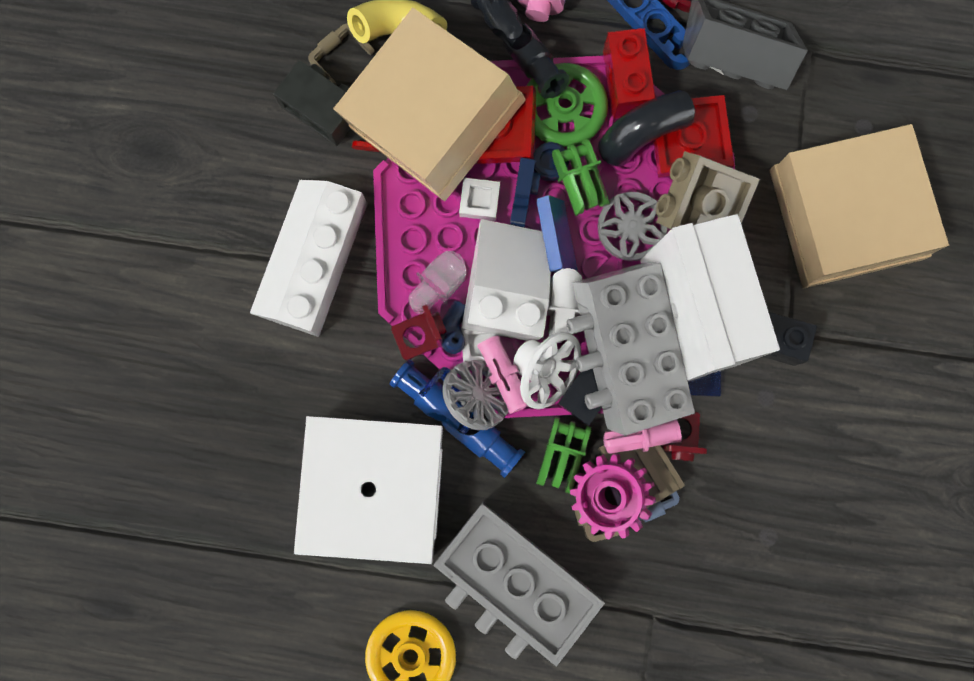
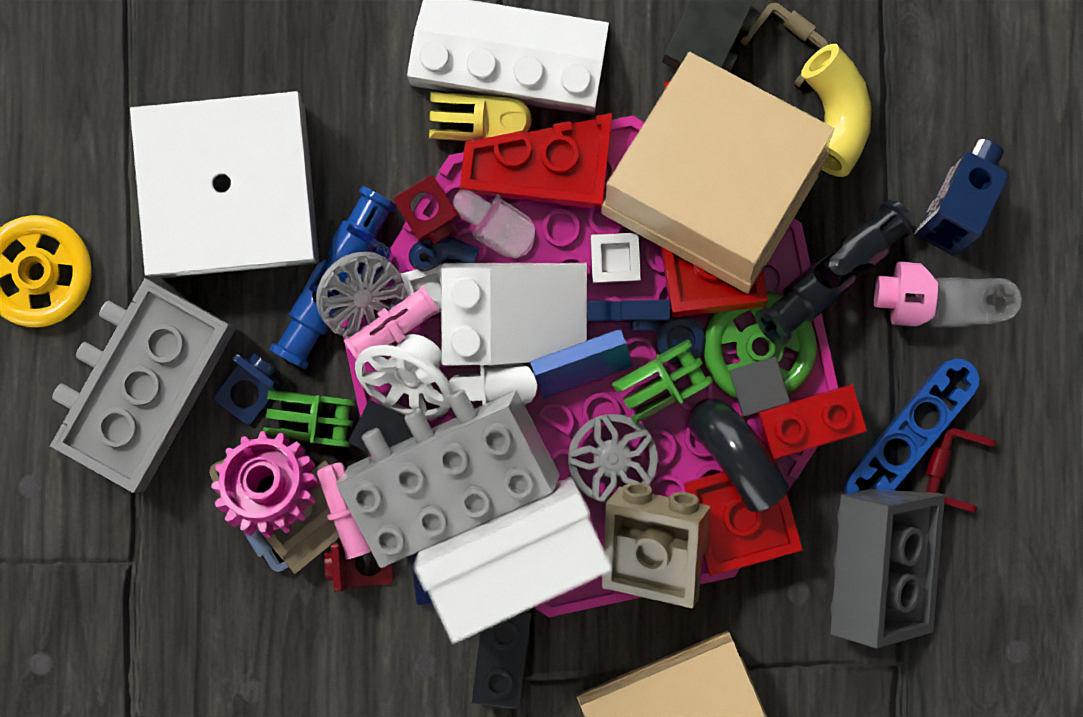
camera: 80 degrees right, 5 degrees up
(356, 274) = (490, 117): none -> light yellow arm
(400, 236) = (542, 165): none -> red wing
(520, 490) = (255, 370): none -> dark blue bracket
(596, 106) = (759, 386): none -> dark grey tile

